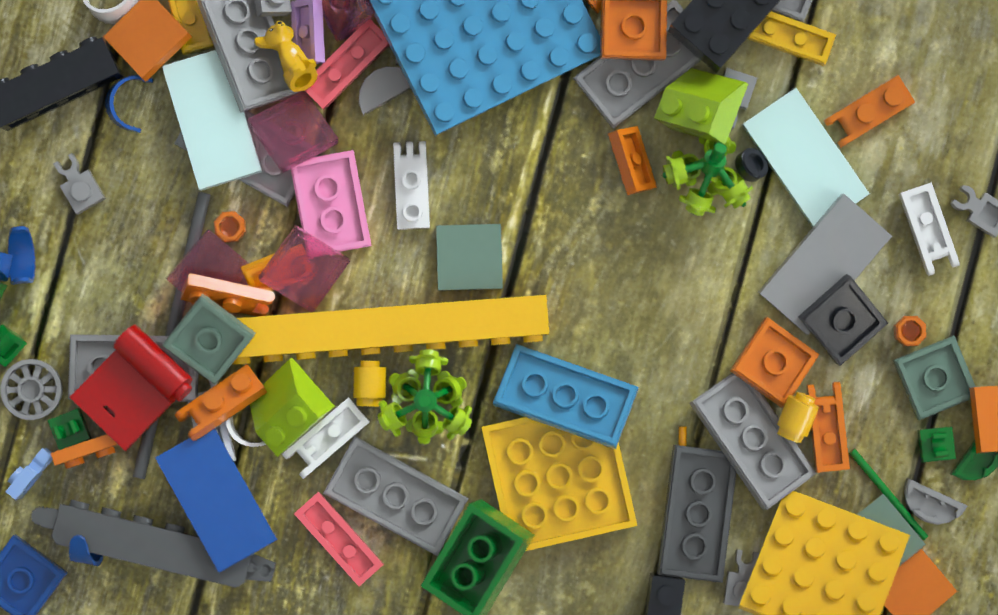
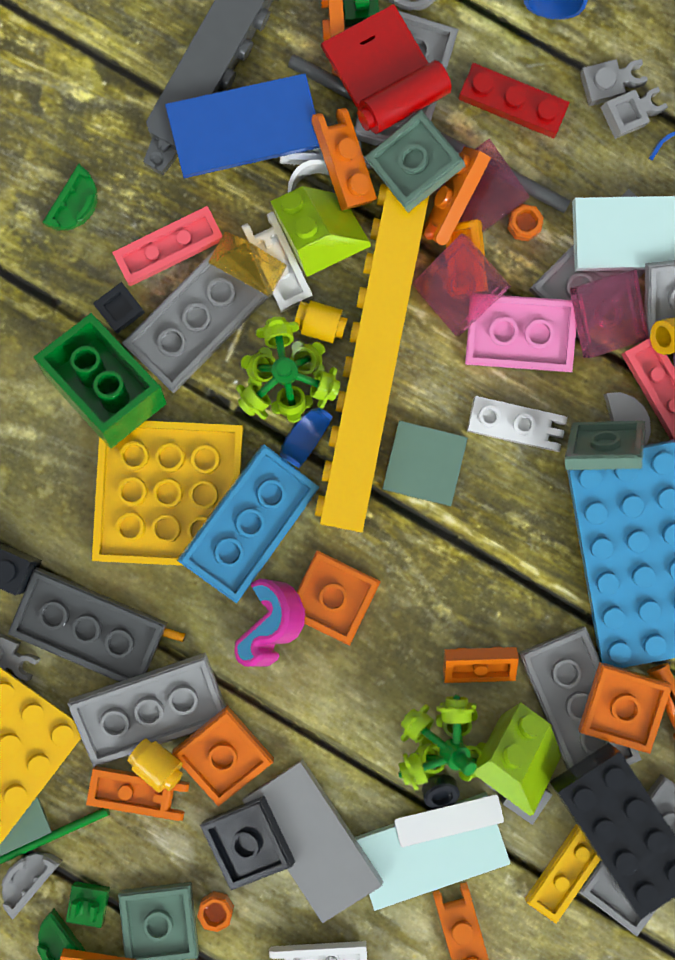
camera: 105 degrees right, 0 degrees up
(105, 160) = (630, 112): none -> light grey plate
(120, 267) = (513, 100): none -> red plate
(336, 462) = (247, 263): none -> clear yellow slope
(407, 565) = (119, 307): none -> black tile
(411, 105) = (605, 445): none -> sand green tile
(475, 370) = (305, 436): none -> blue helmet
(610, 305) = (335, 597): none -> orange tile
(648, 345) = (277, 626): none -> dark pink animal
(774, 150) = (449, 820): none -> white sticker

